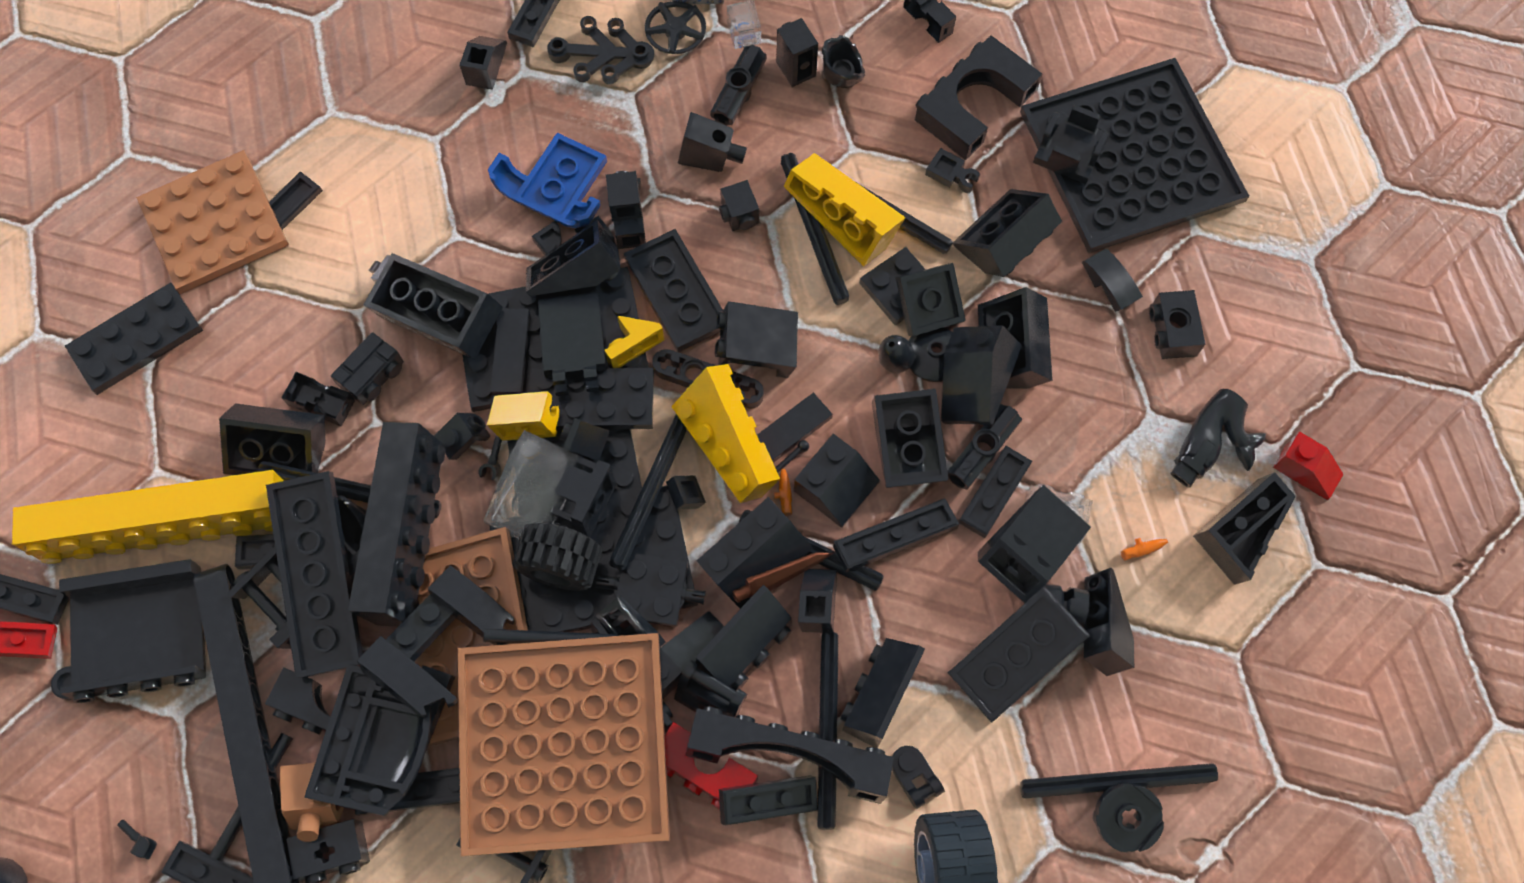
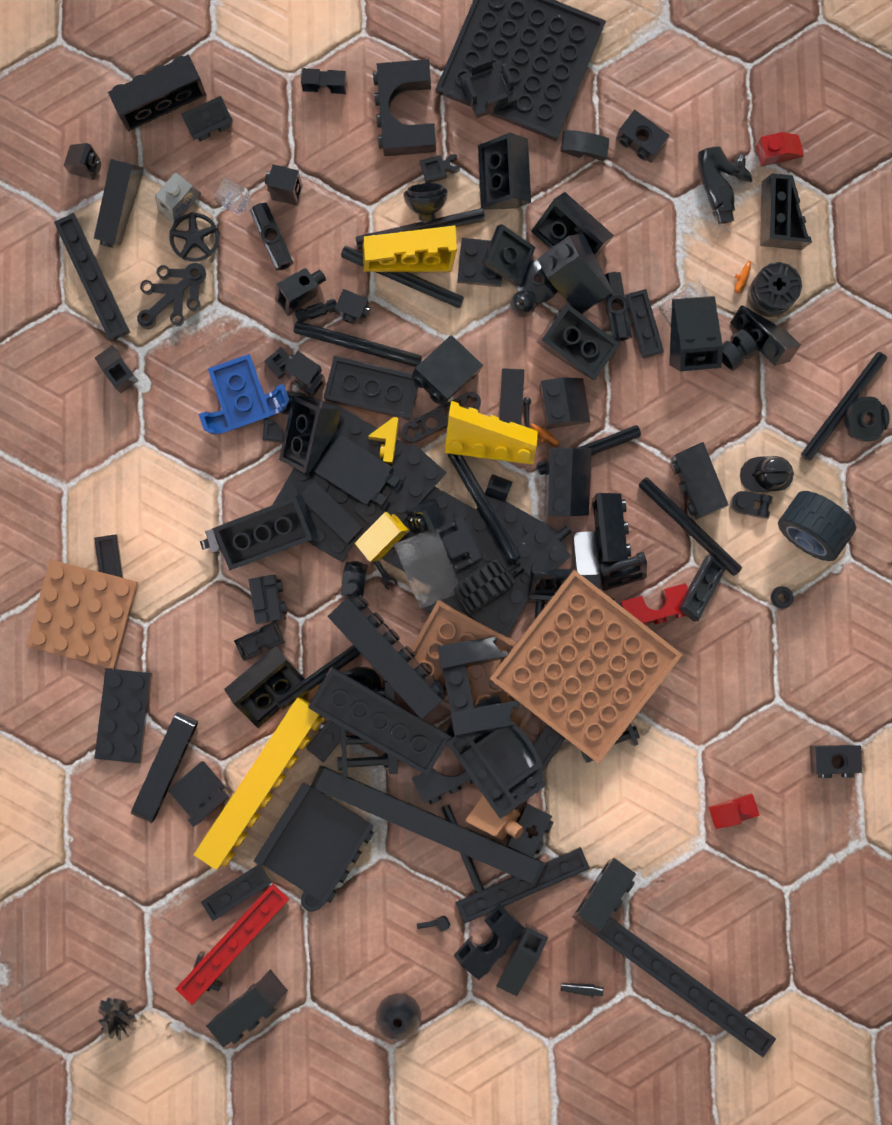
camera: 50 degrees left, 15 degrees up
(101, 470) = (200, 793): none -> black bracket
(105, 416) = (164, 767): none -> black beam
(527, 636) = (519, 632): black bar -> none
(702, 178) = (316, 310): none -> black axle
(706, 238) = (357, 344): none -> black axle
(778, 576) = (586, 497): copper bar -> none
(817, 601) = (620, 470): black slope -> none
(842, 62) = (315, 164): black hair -> none
(861, 771) = (730, 530): black arch -> none
(895, 535) = (622, 398): black tile -> none
(907, 182) = (425, 199): none -> black piece
(964, 763) = (766, 474): none -> black piece
(1018, 654) = (742, 395): black tile -> none
(1150, 599) = (766, 298): none -> black wheel

